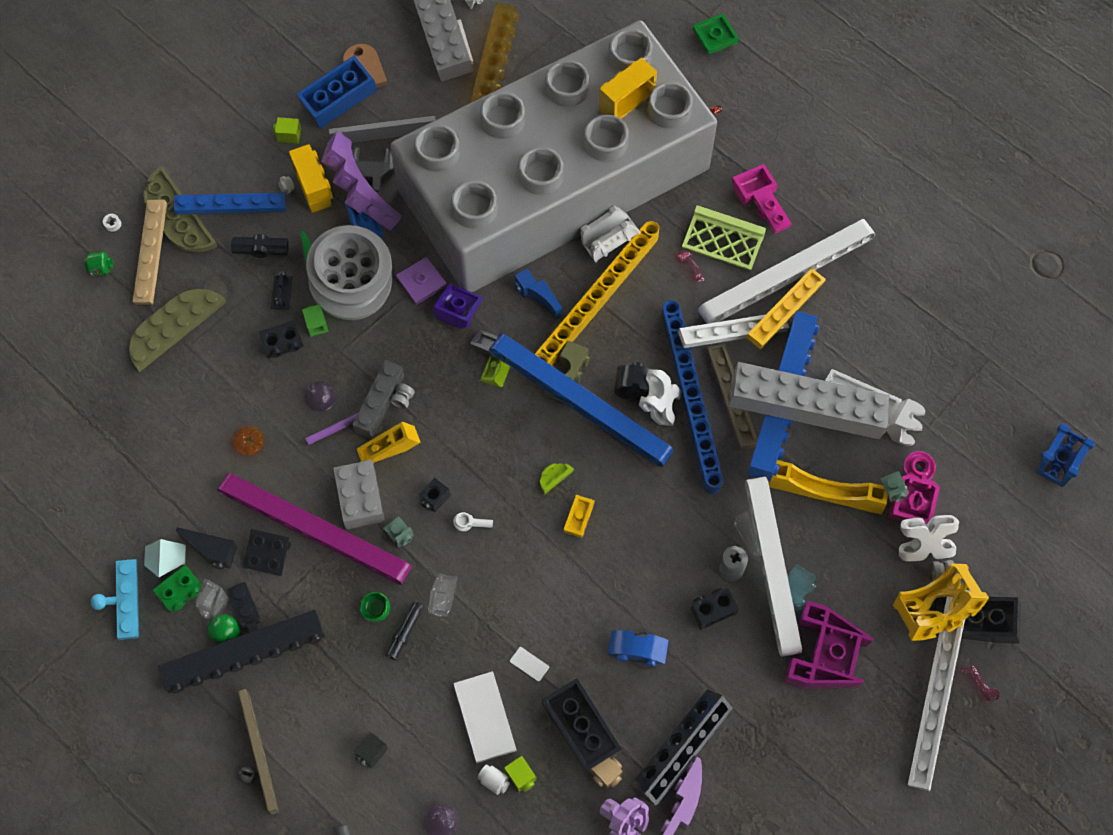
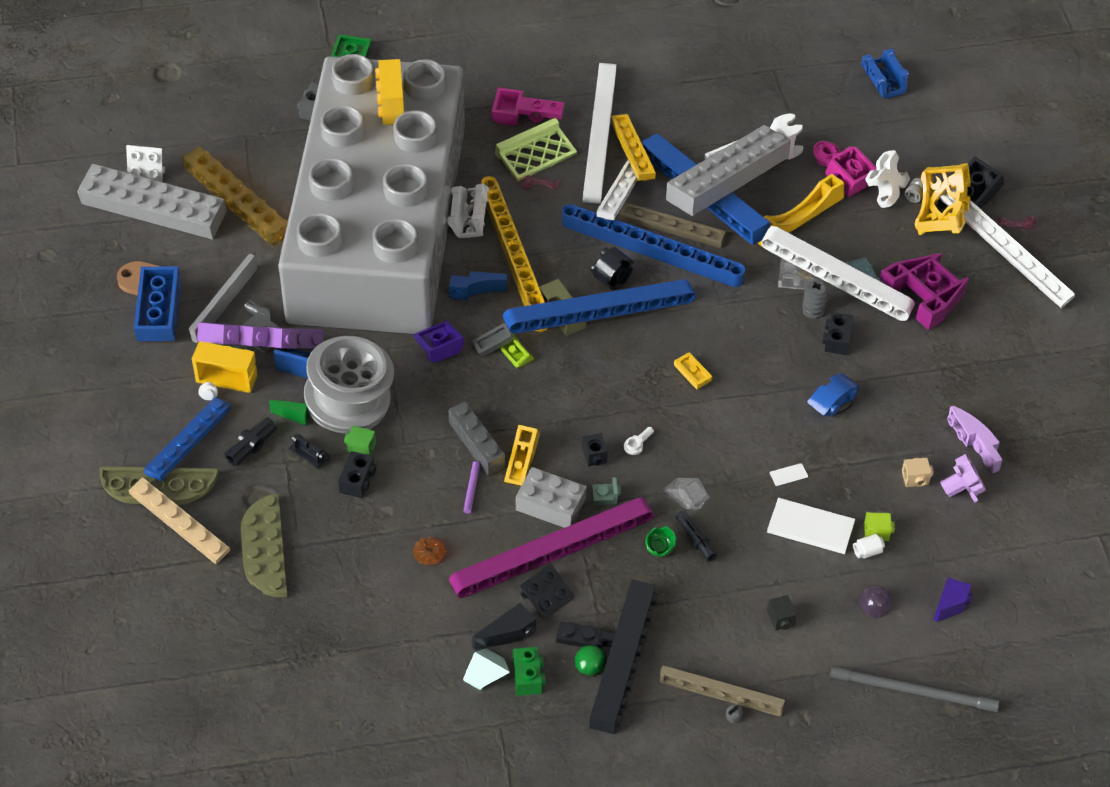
camera: 55 degrees left, 15 degrees down
(98, 263) = (151, 566): green head -> none
(117, 224) = (114, 532): white bush -> none
(125, 598) = (501, 718): medium azure plate -> none
(211, 599) = (560, 647): clear slope -> none
(287, 130) = (156, 361): lime brick -> none
(320, 396) = (433, 478): clear purple piece -> none
(402, 396) = (490, 423): light grey wheel -> none
(421, 280) = (397, 349): medium lavender plate -> none
(554, 475) = (642, 369): lime tile -> none
(581, 724) = (868, 462): black slope -> none
(660, 397) = (642, 258): white piece -> none
(681, 747) = (934, 413): black brick -> none
(895, 486) = (836, 167): sand green bracket -> none

